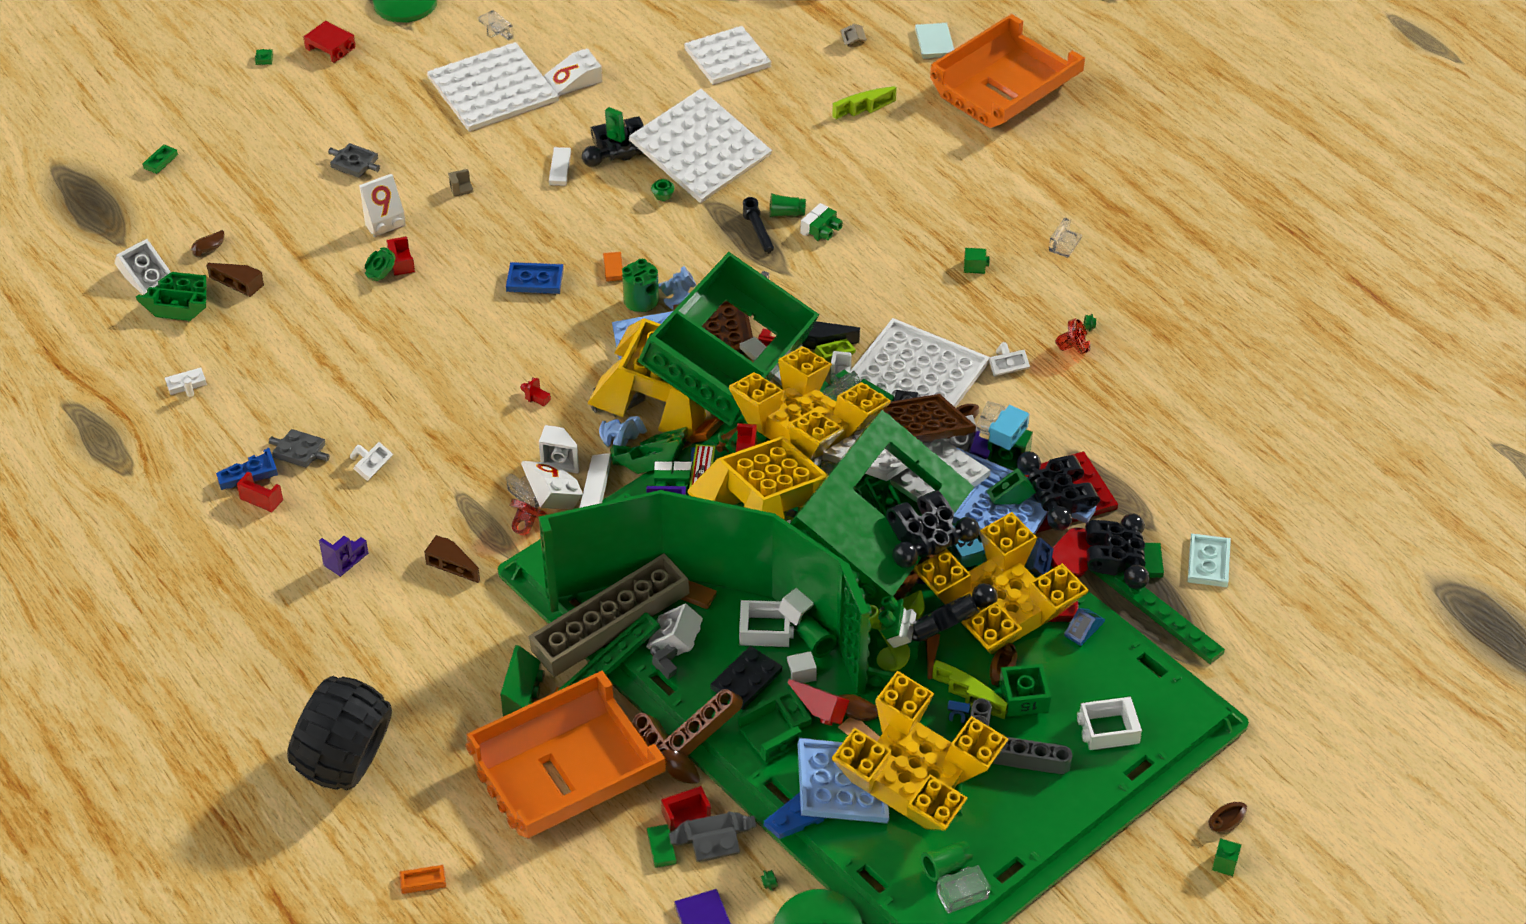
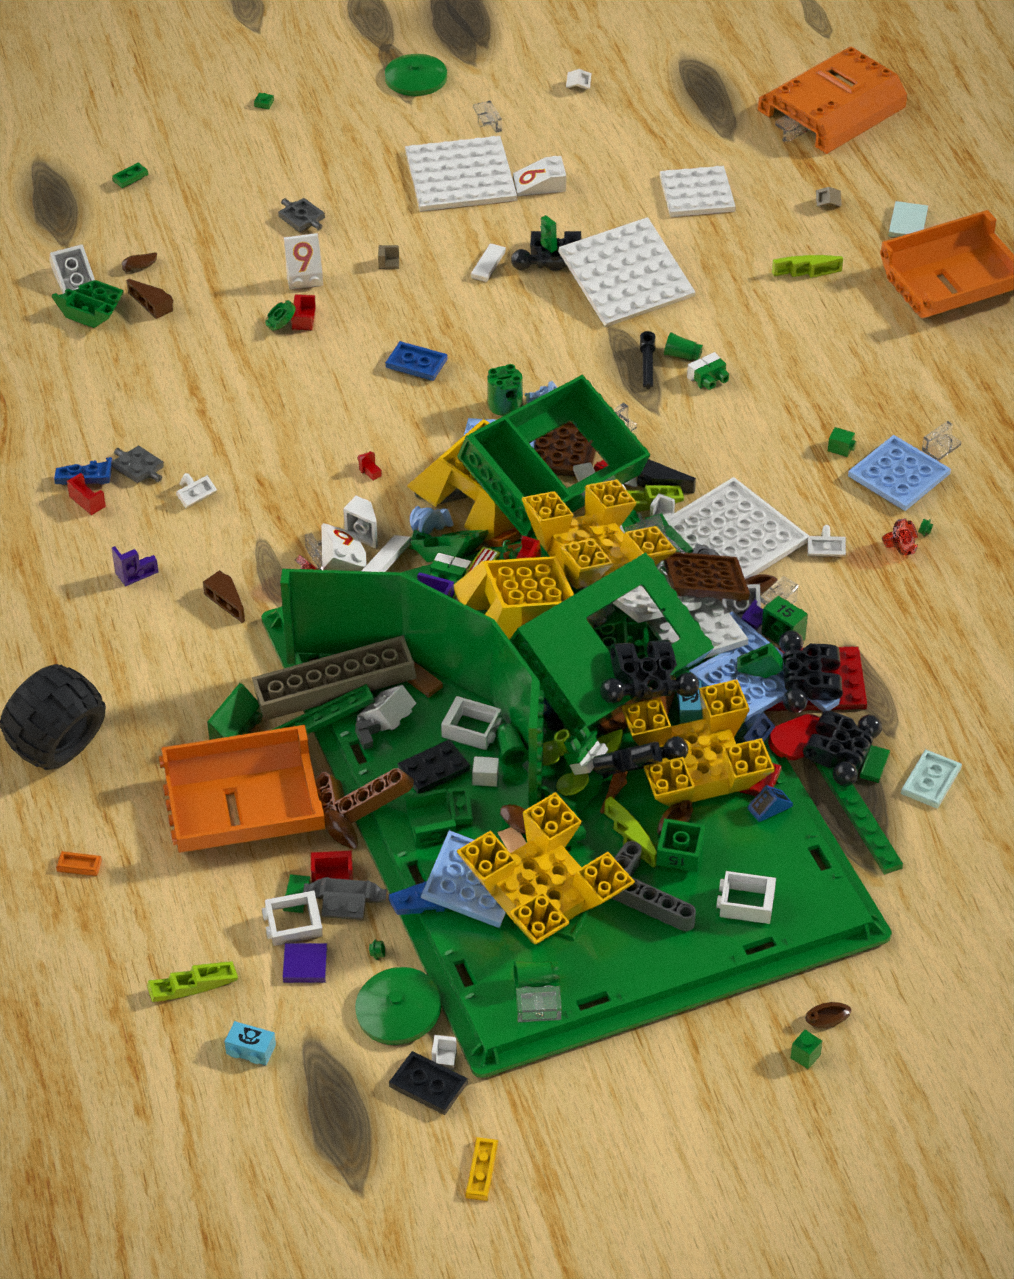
camera: 20 degrees right, 0 degrees up
(186, 382) = (66, 381): white plate -> none
(331, 40) = (329, 98): red panel -> none
(613, 266) = (494, 361): orange tile -> none
(662, 189) = (572, 305): green cone -> none
(691, 861) = (295, 934): none -> white window
(795, 605) = (500, 711): white panel -> none
(821, 703) = (487, 806): red slope -> none
(958, 708) = (610, 845): blue tile -> none
(1008, 427) = (783, 603): medium azure brick -> none
(1041, 277) = (899, 472): none -> light blue plate

